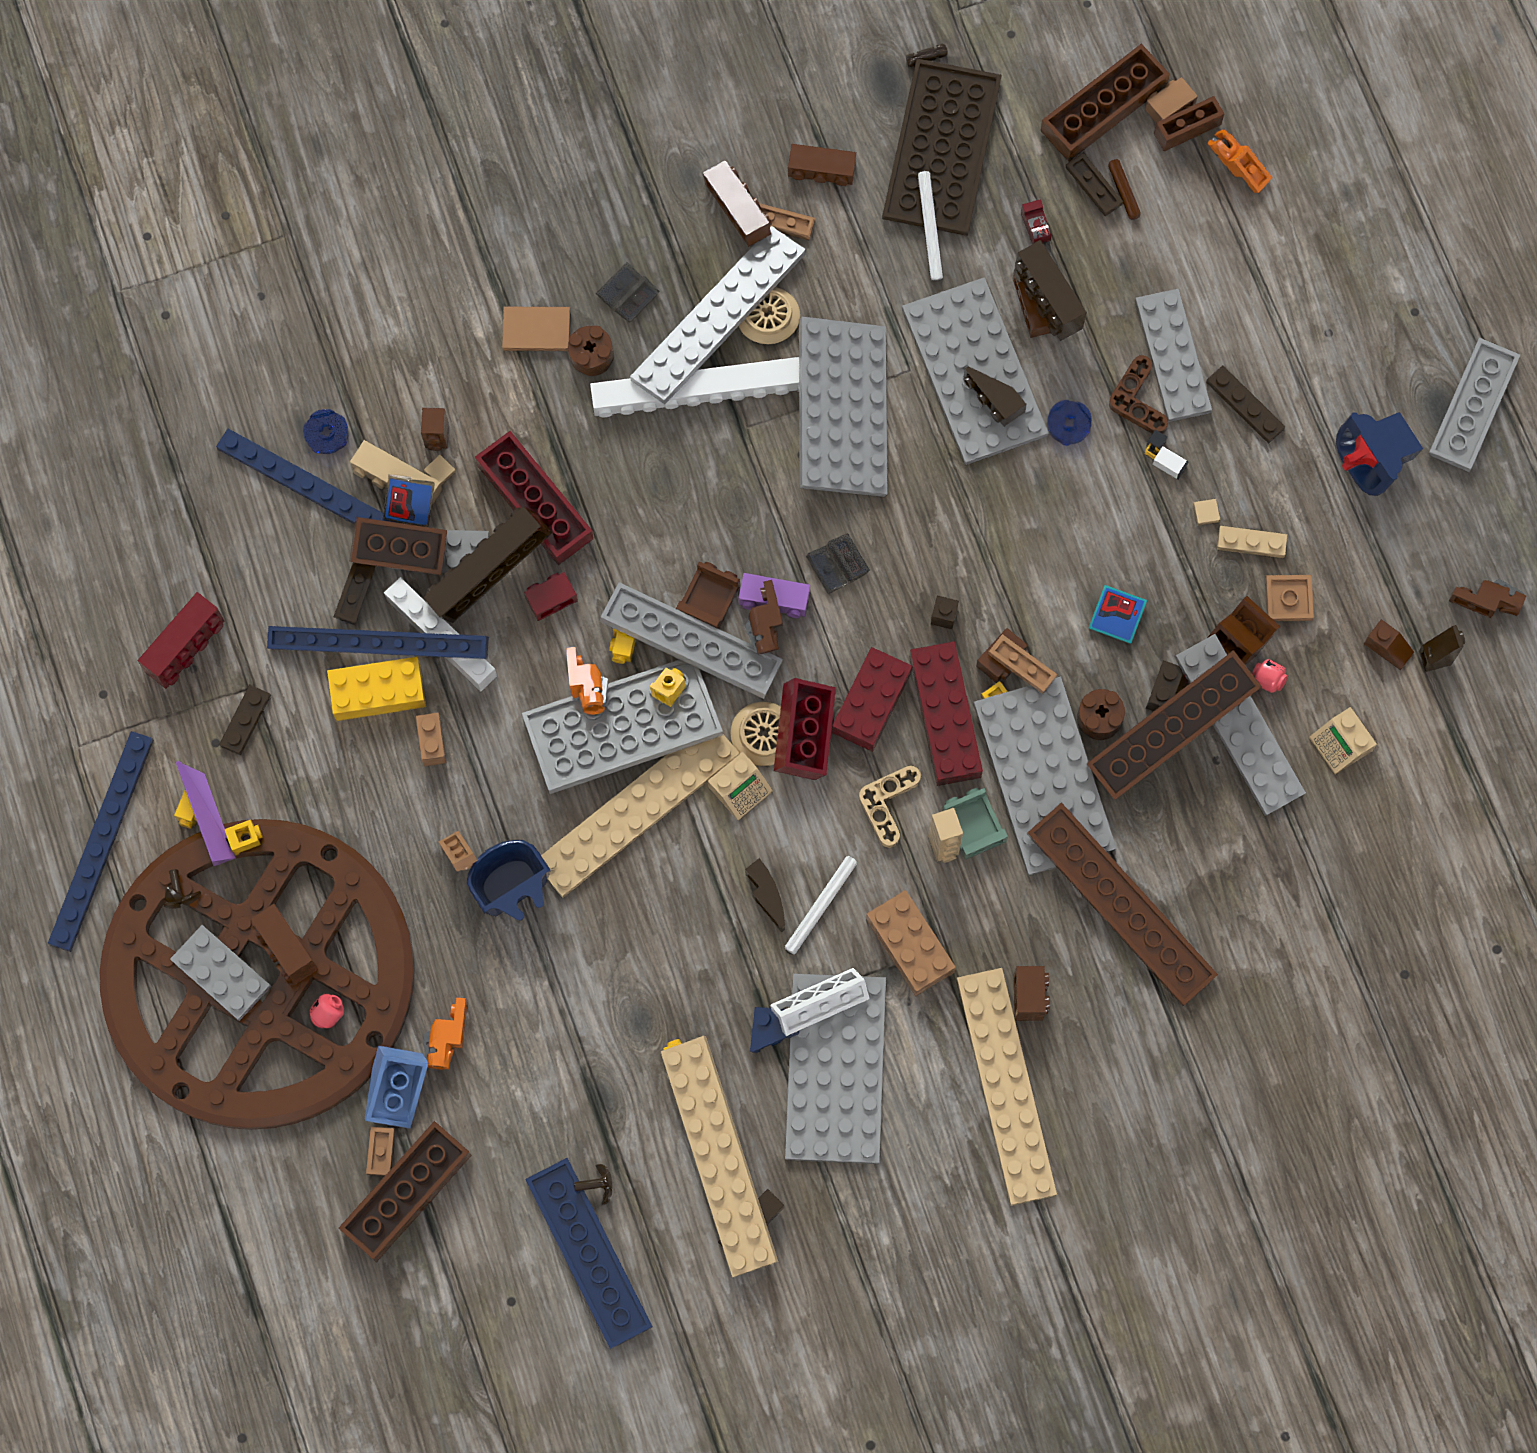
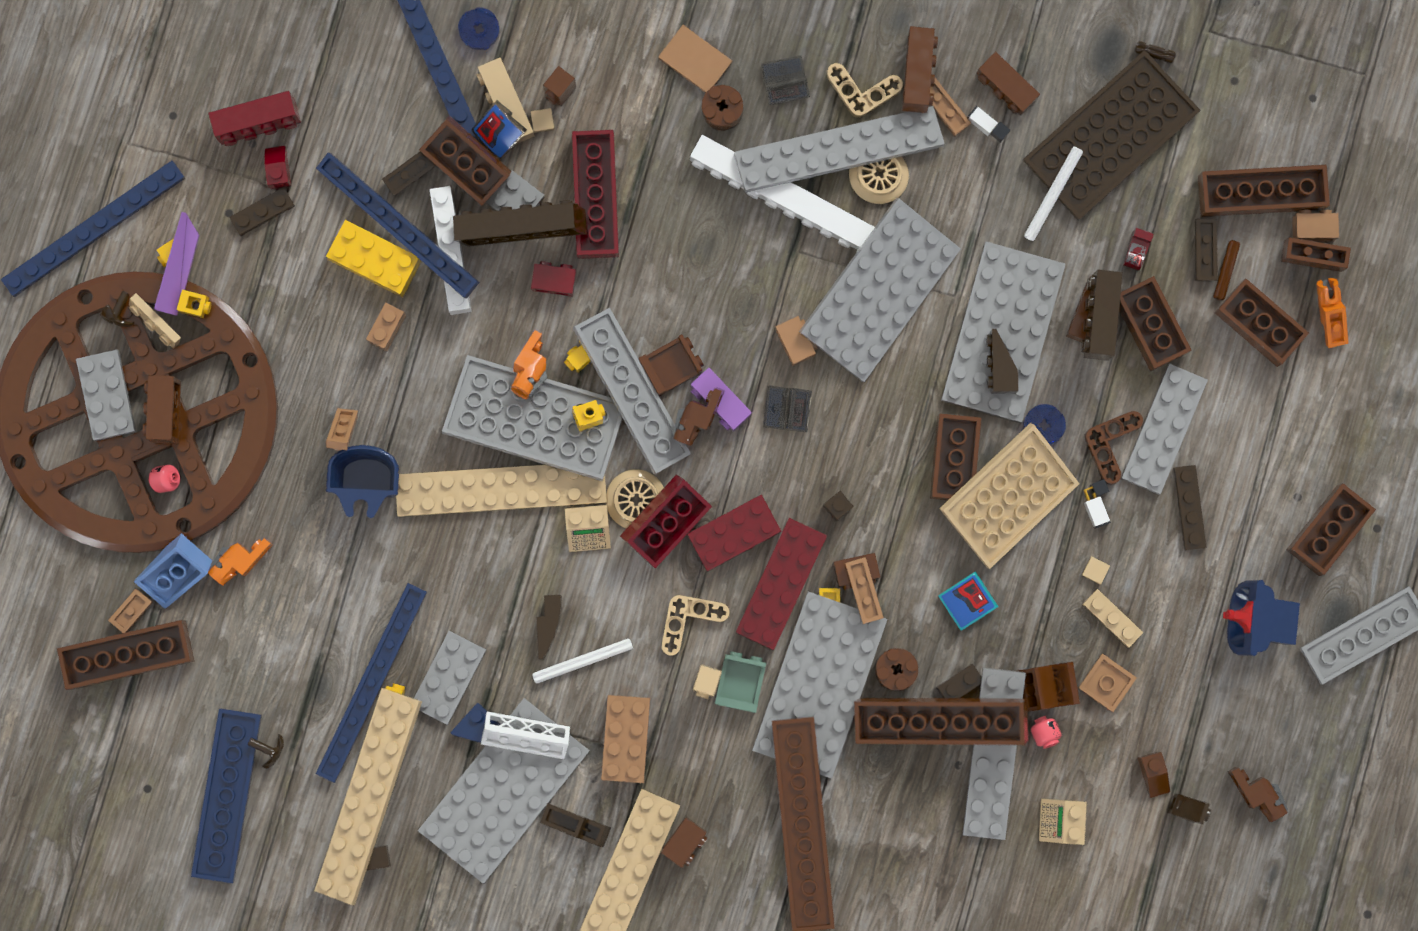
camera: 30 degrees right, 10 degrees up
(218, 876) = (154, 321): none -> tan plate
(232, 672) = (277, 167): none -> dark red slope
(646, 1059) = (371, 683): none -> dark blue plate
(707, 261) = (863, 98): none -> tan beam
(712, 1003) = (449, 677): none -> light grey plate
(801, 502) = (795, 344): none -> medium nougat brick
(829, 209) = (988, 124): none -> white piece
(922, 1051) = (575, 825): none -> dark brown slope
(1015, 500) = (954, 454): none -> reddish brown brick
(1086, 497) = (1009, 495): none -> tan plate
(1099, 273) = (1152, 324): none -> reddish brown brick
(1187, 209) = (1261, 322): none -> reddish brown brick
(1377, 337) = (1330, 529): none -> reddish brown brick

